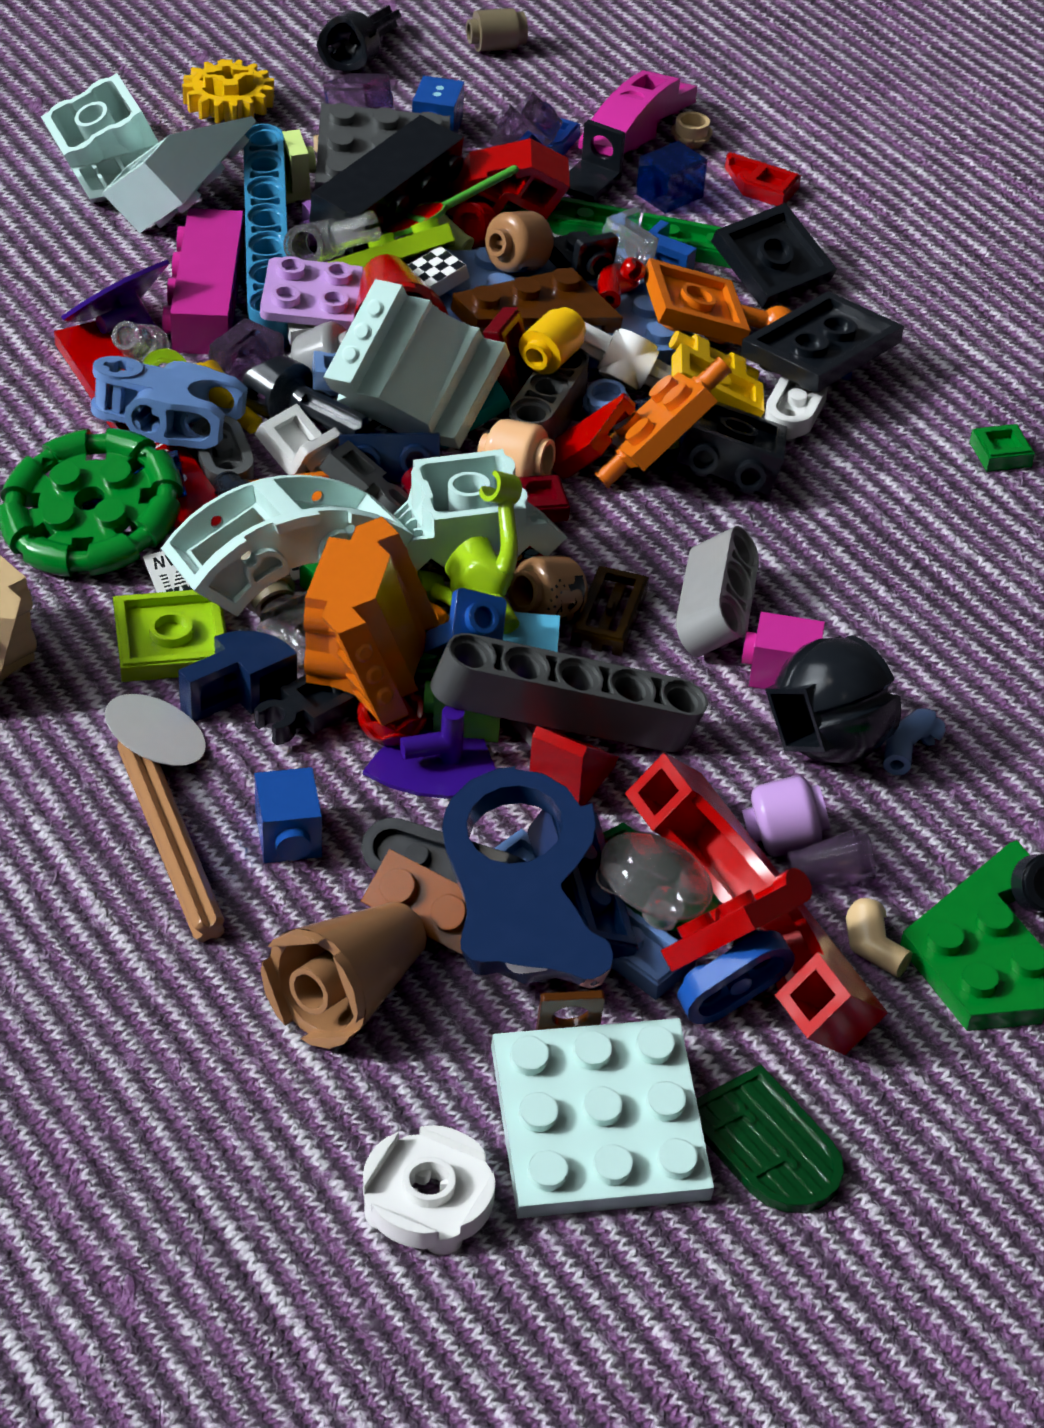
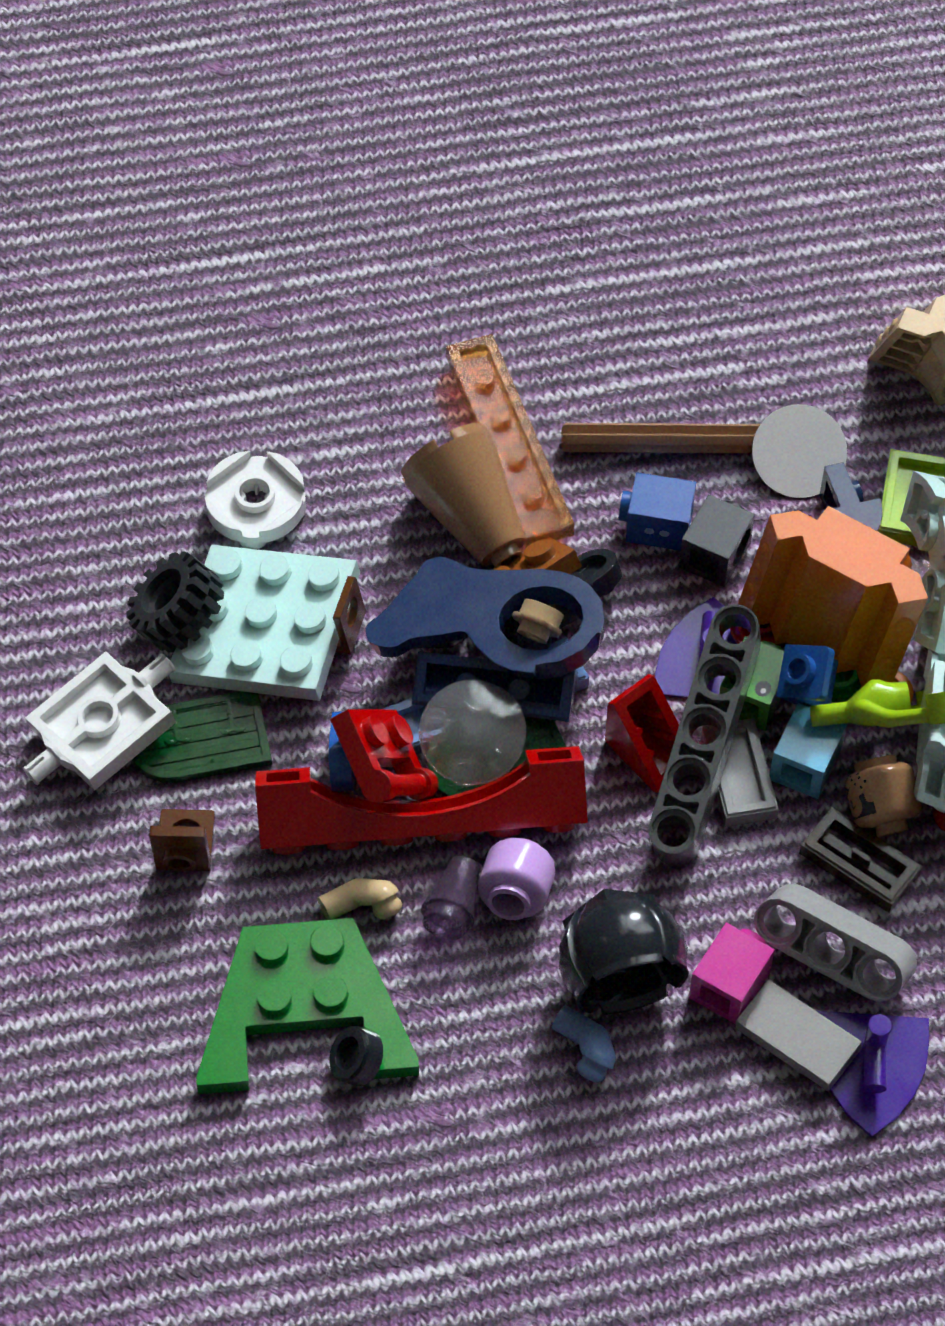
camera: 115 degrees right, 15 degrees up
(211, 983) = (496, 403): none -> clear orange plate
(308, 746) = (716, 540): none -> brick
(526, 816) = (538, 621): none -> tan plate
(676, 1194) = (175, 602): none -> black tyre
(802, 575) = (885, 1070): none -> dark purple shield
(815, 596) = (798, 1035): none -> light grey tile
(818, 1221) = (100, 720): none -> white plate
(922, 1095) = (181, 846): none -> reddish brown bracket

